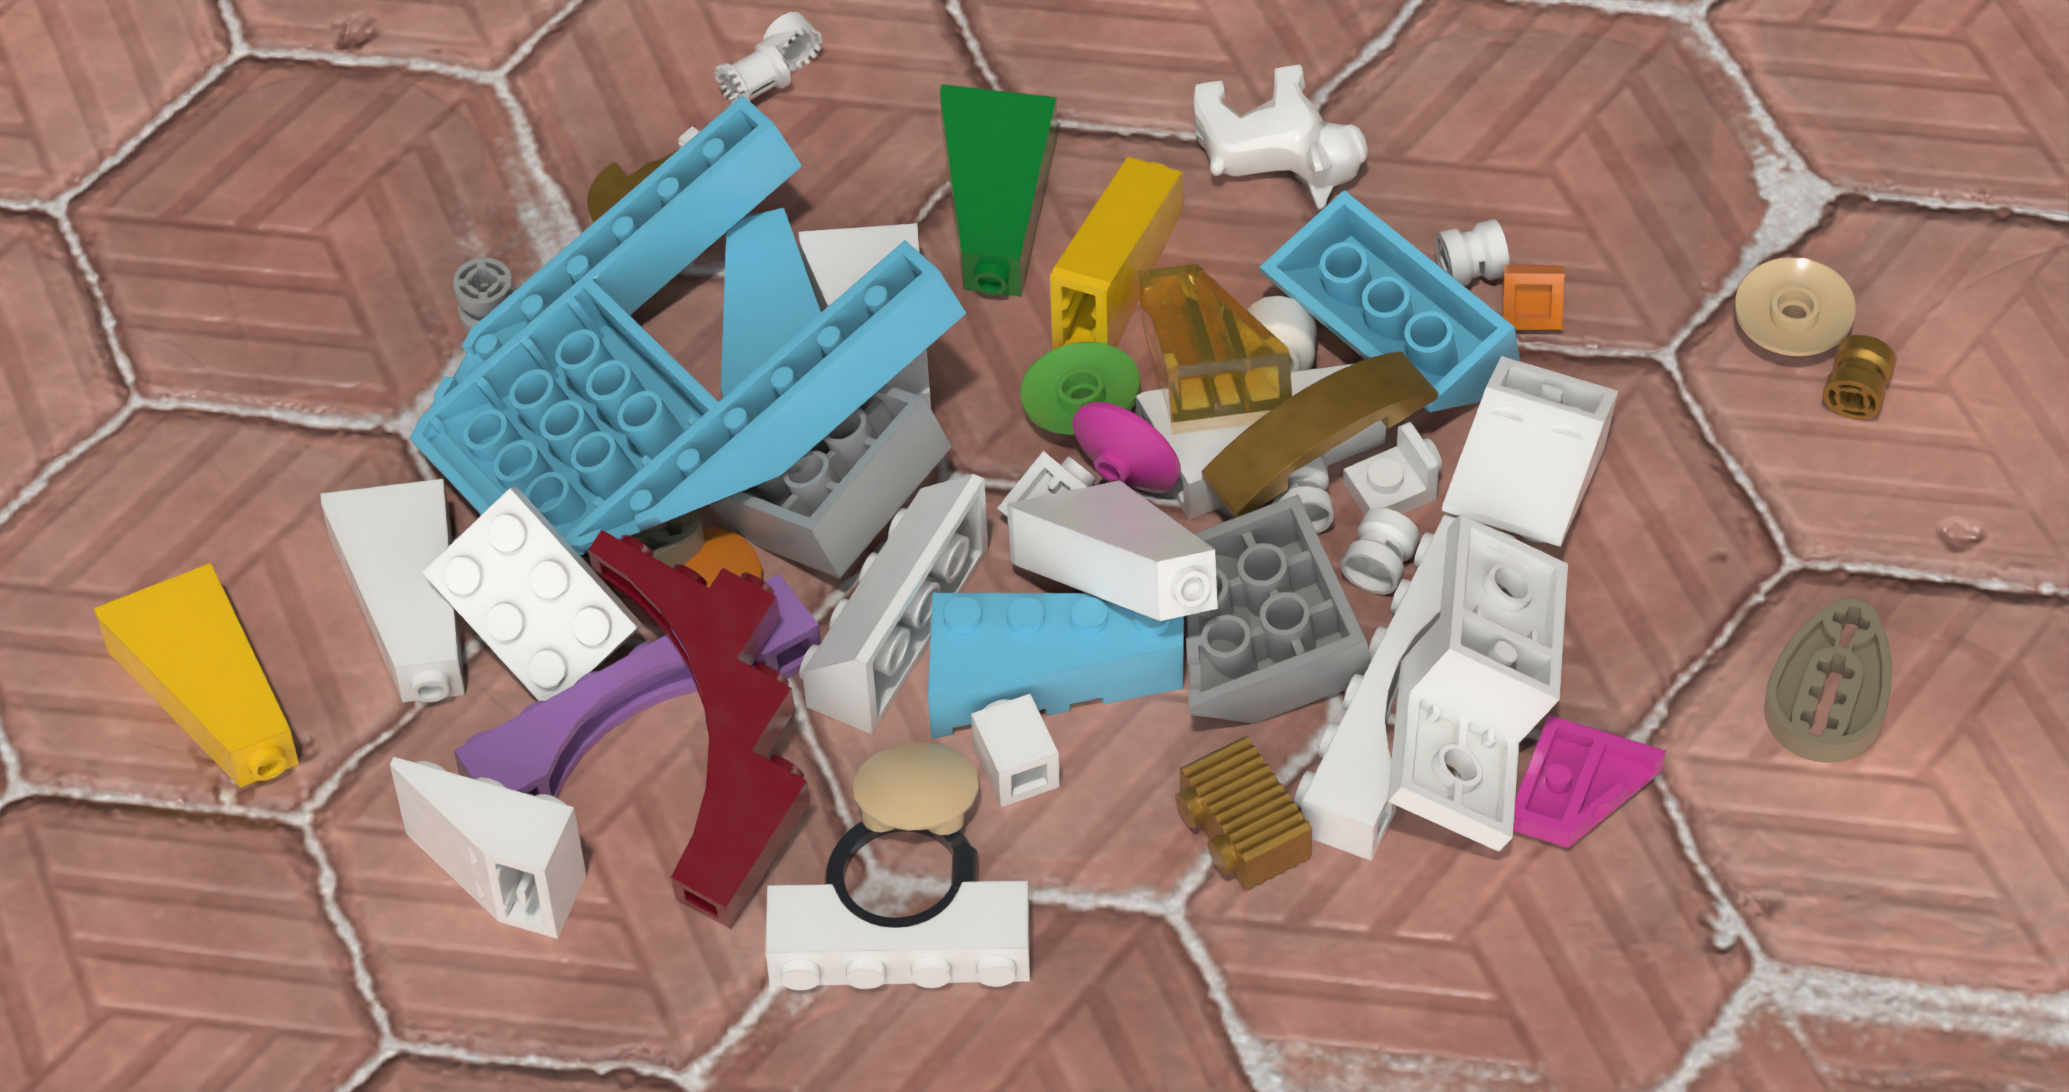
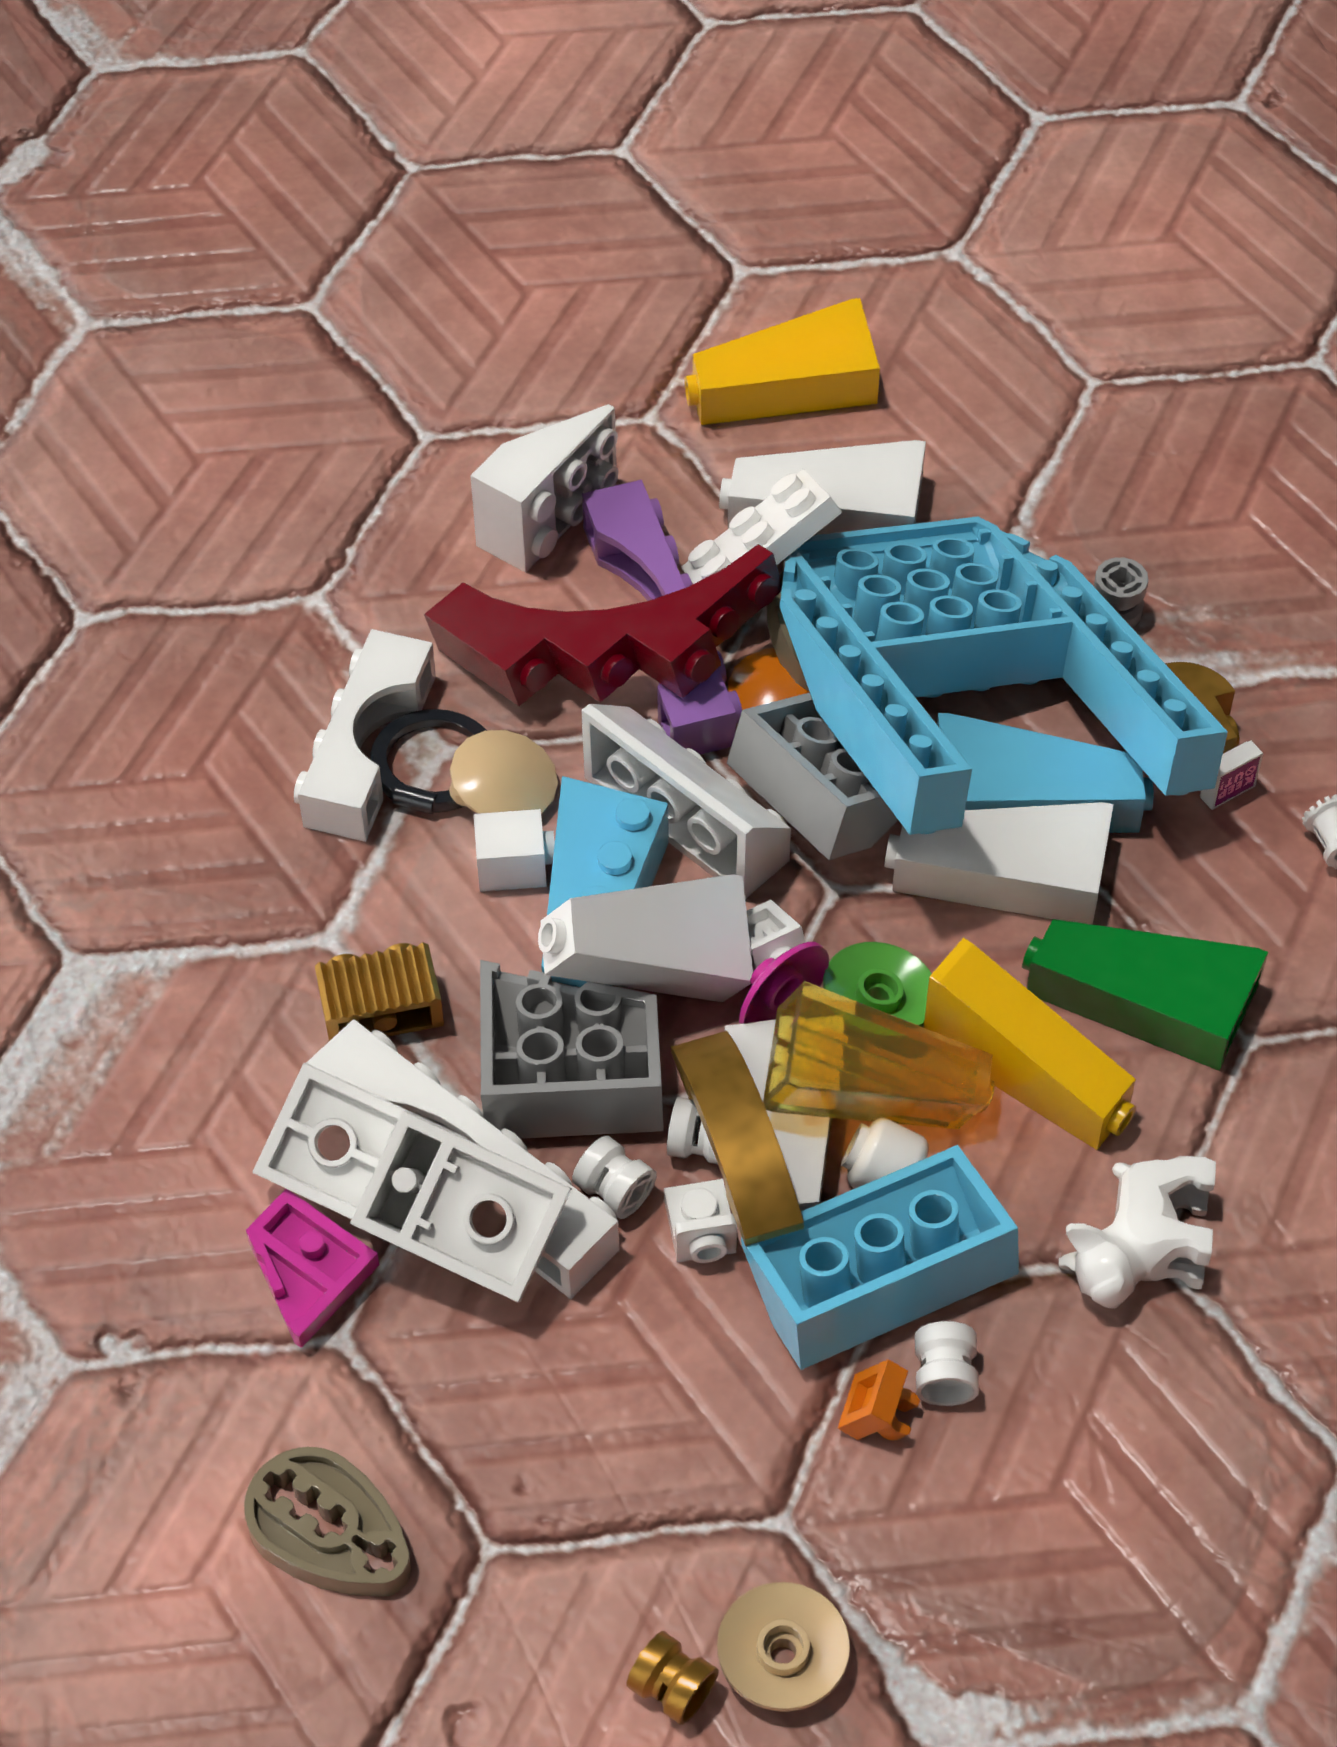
camera: 105 degrees right, 0 degrees up
(1531, 451) = (657, 1312): white slope -> none

